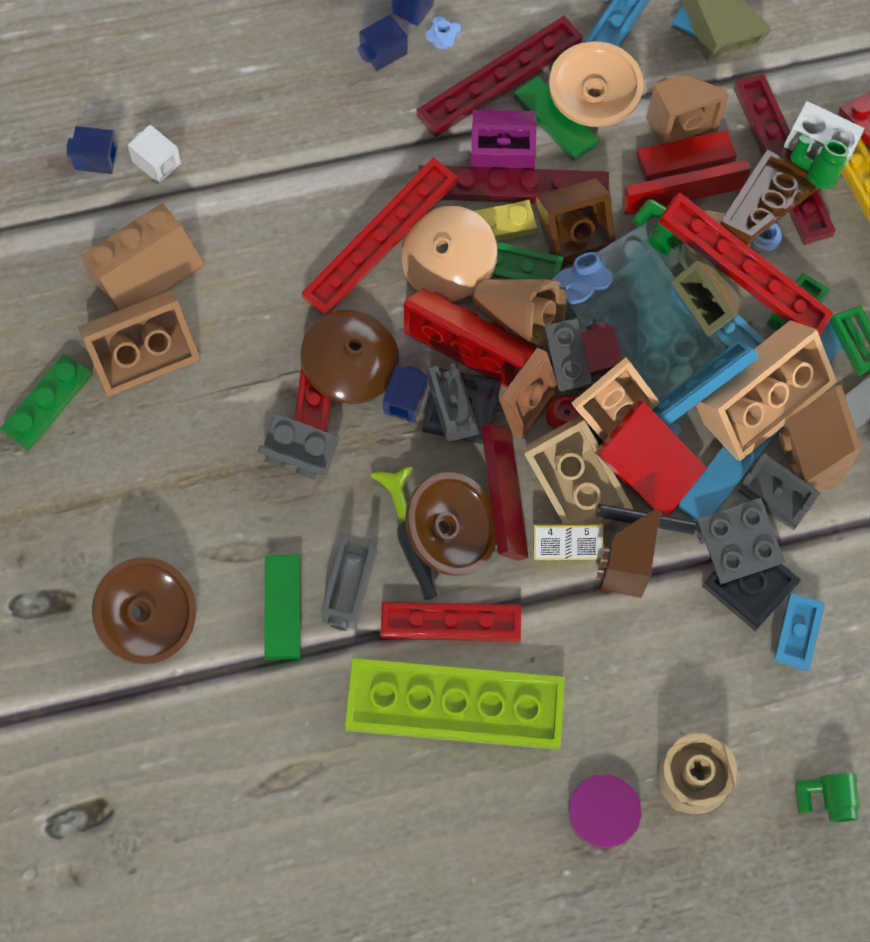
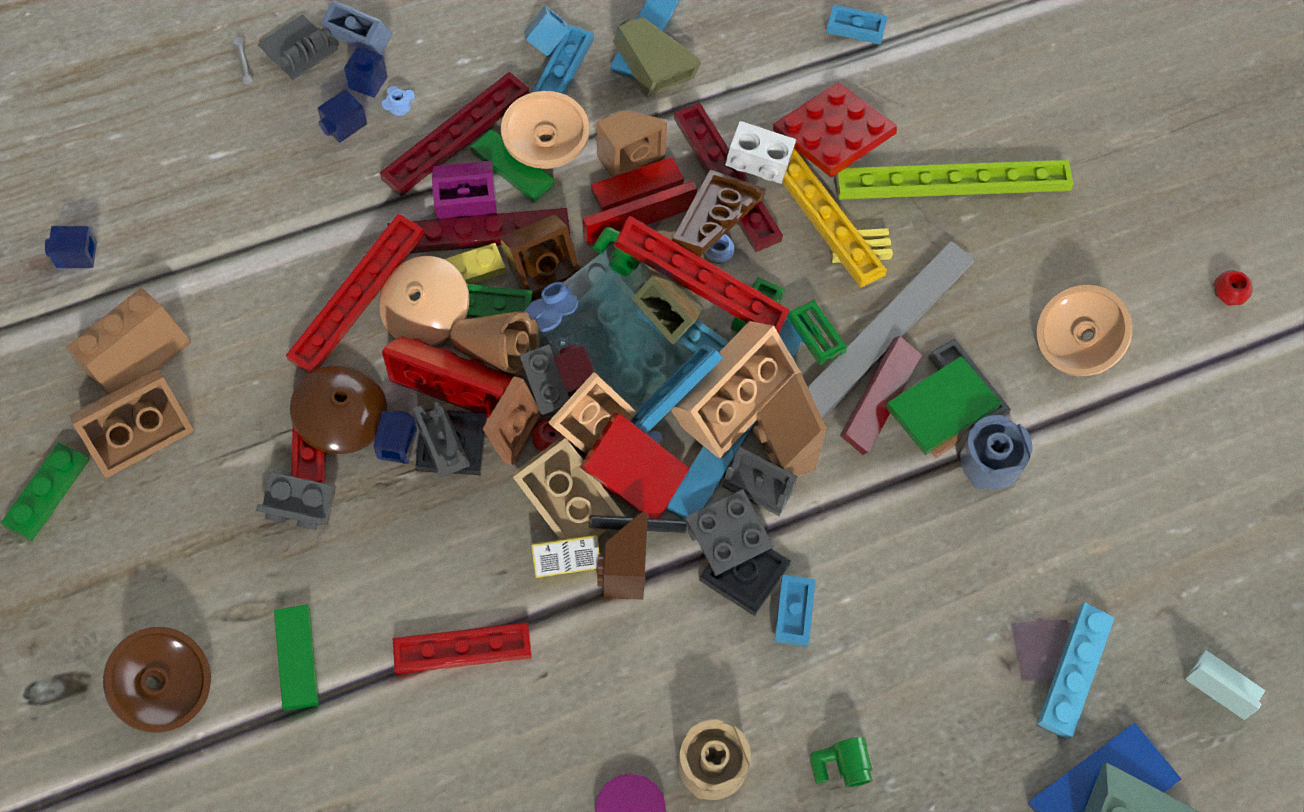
camera: 10 degrees left, 5 degrees down
(154, 153) = (131, 243): white brick -> none
(348, 584) = (357, 626): dark grey window -> none
(394, 484) = (413, 567): piece -> none
(455, 704) = (473, 727): lime plate -> none
(466, 521) = (463, 542): reddish brown dish -> none
(504, 492) = (500, 517): dark red tile -> none
(827, 164) = (766, 174): green piece -> none

